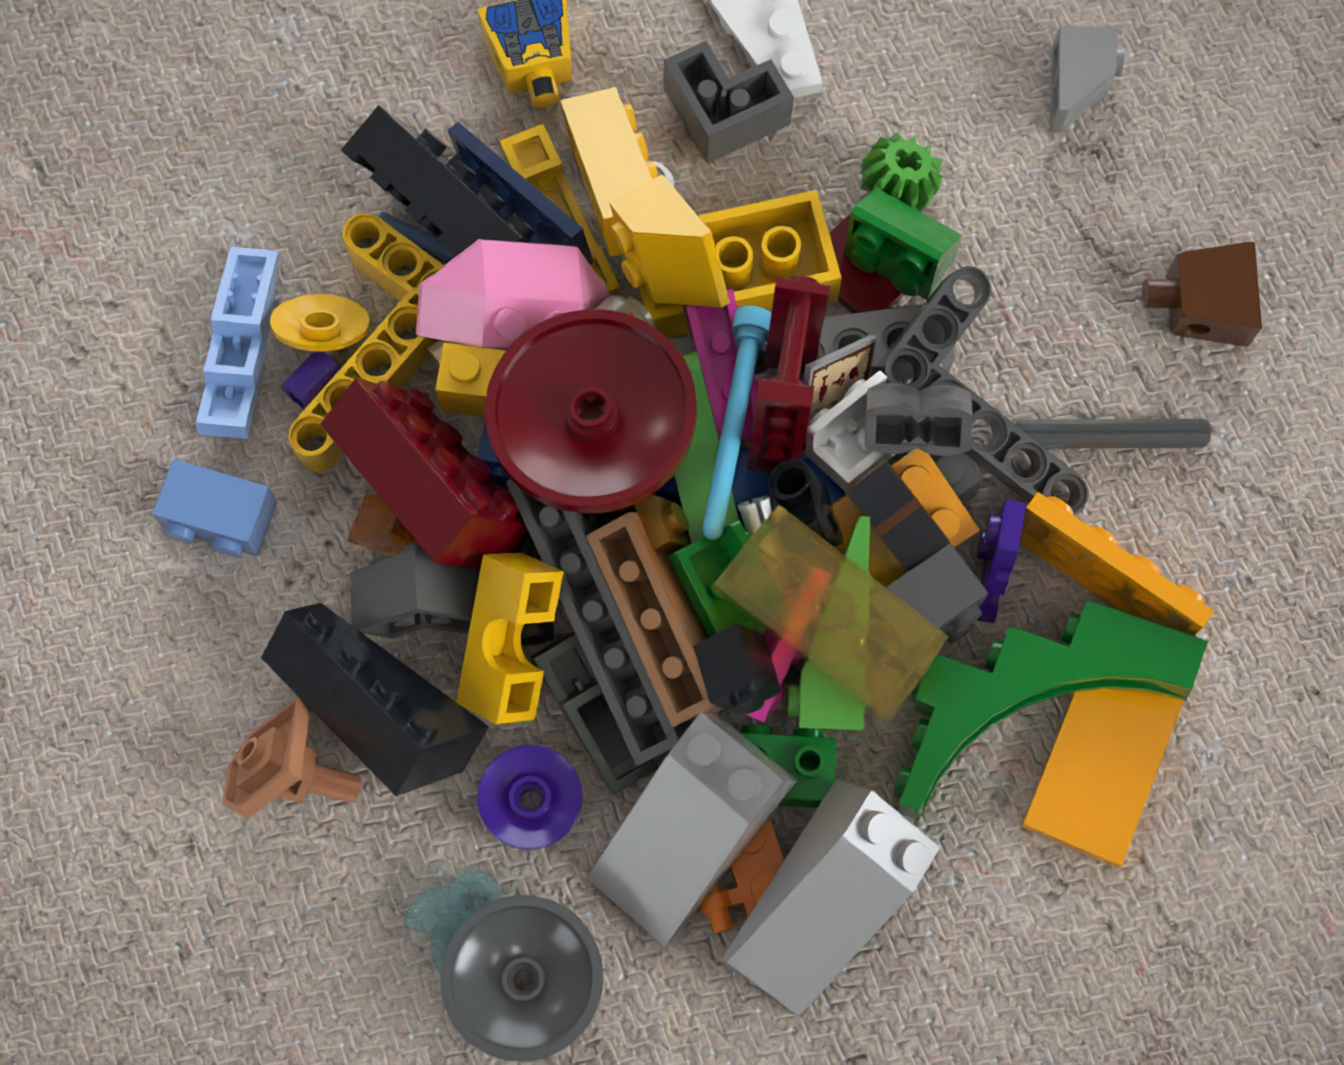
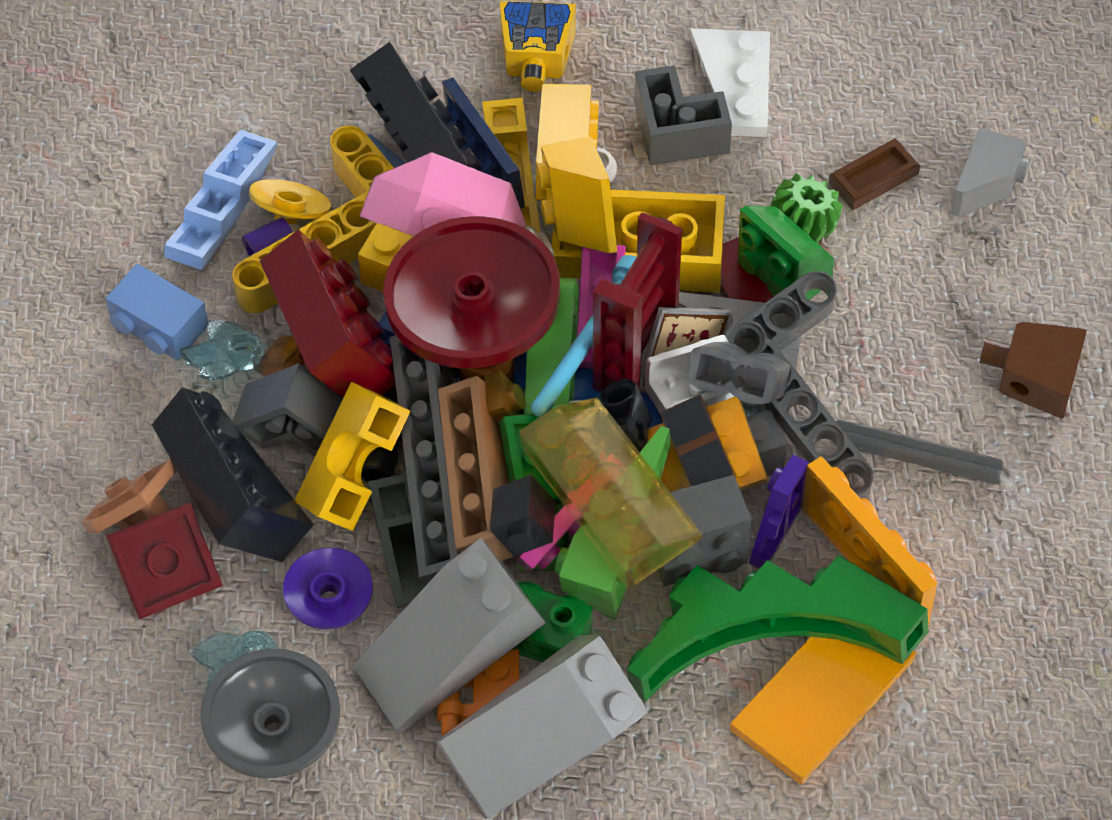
camera: 20 degrees right, 15 degrees down
(304, 535) = (226, 352): none -> clear light blue plate
(333, 822) = (164, 560): none -> dark red tile
(955, 107) = (874, 174): none -> reddish brown tile

